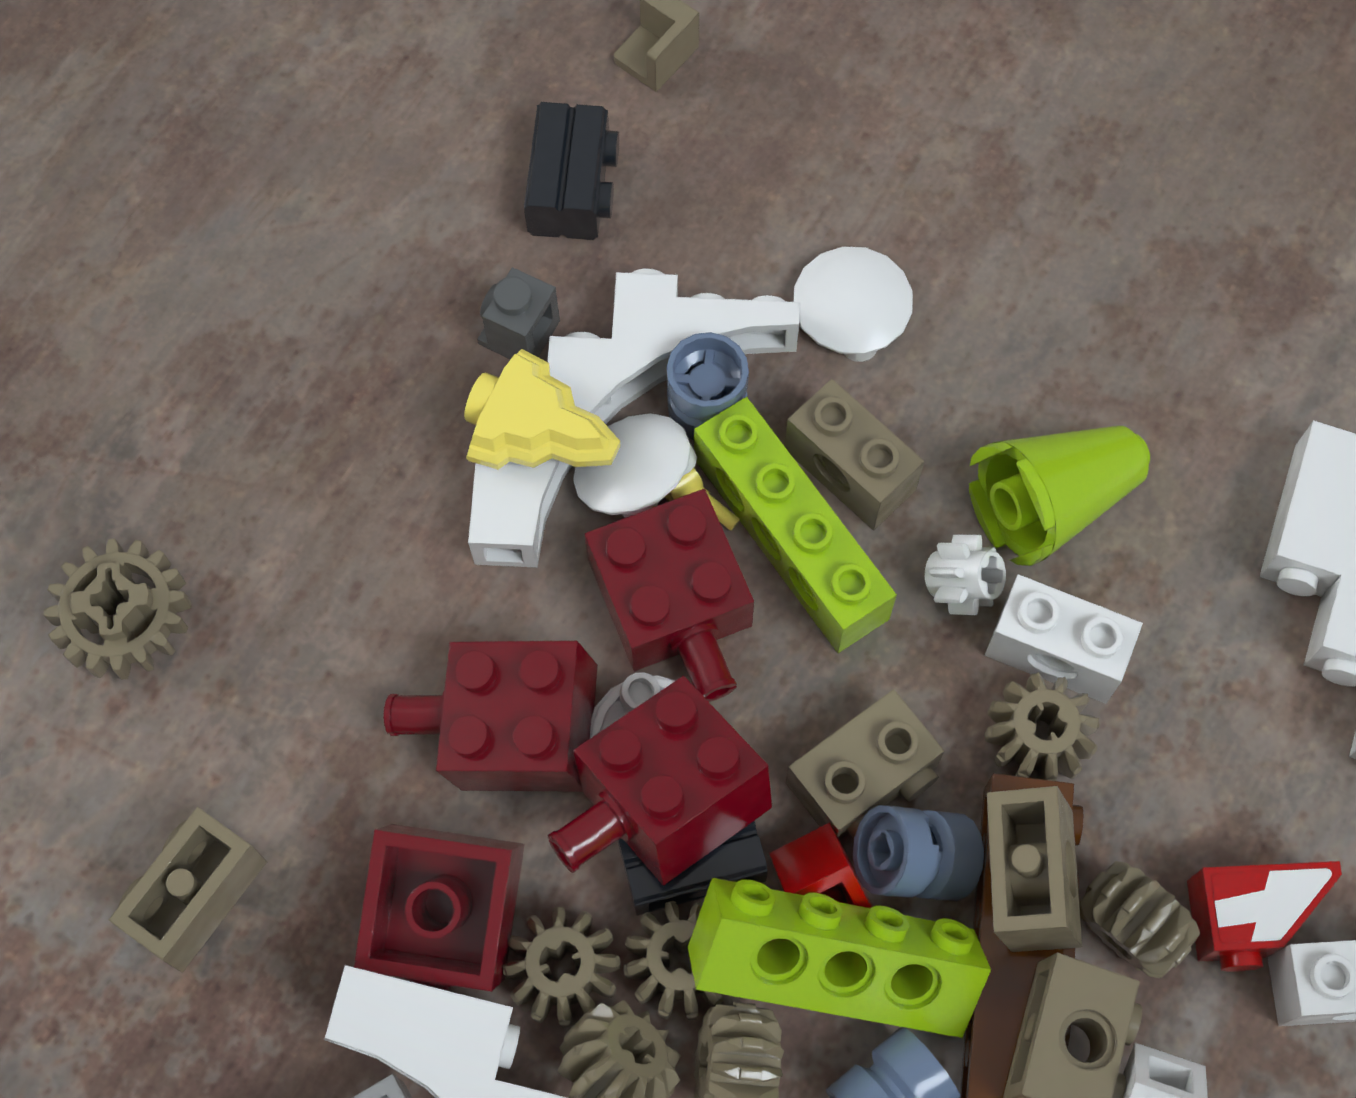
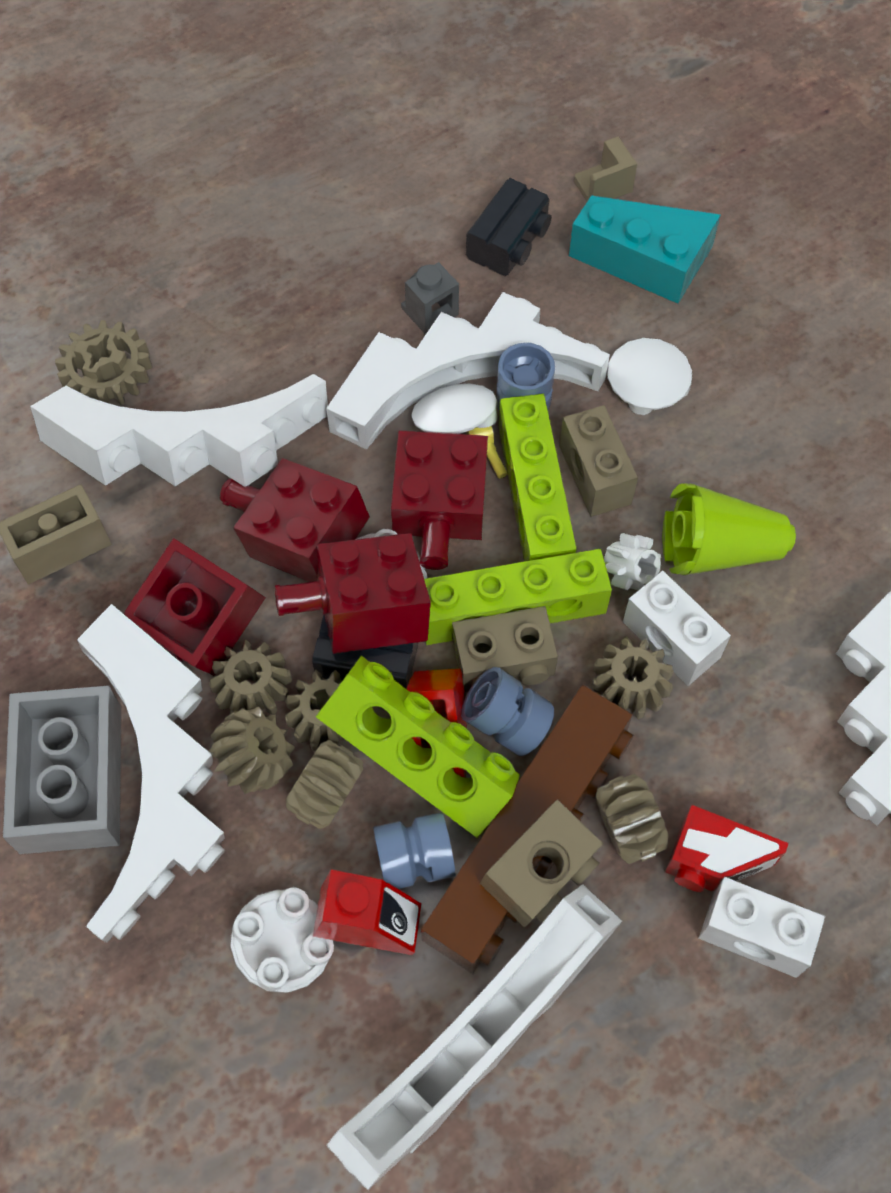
camera: 25 degrees right, 5 degrees down
(292, 688) = (176, 444): none -> white arch
(532, 419) = (401, 349): light yellow rock -> none
(759, 121) = (644, 243): none -> teal wedge
(883, 655) = (566, 584): none -> lime brick
(1033, 869) = (570, 745): dark tan brick -> none

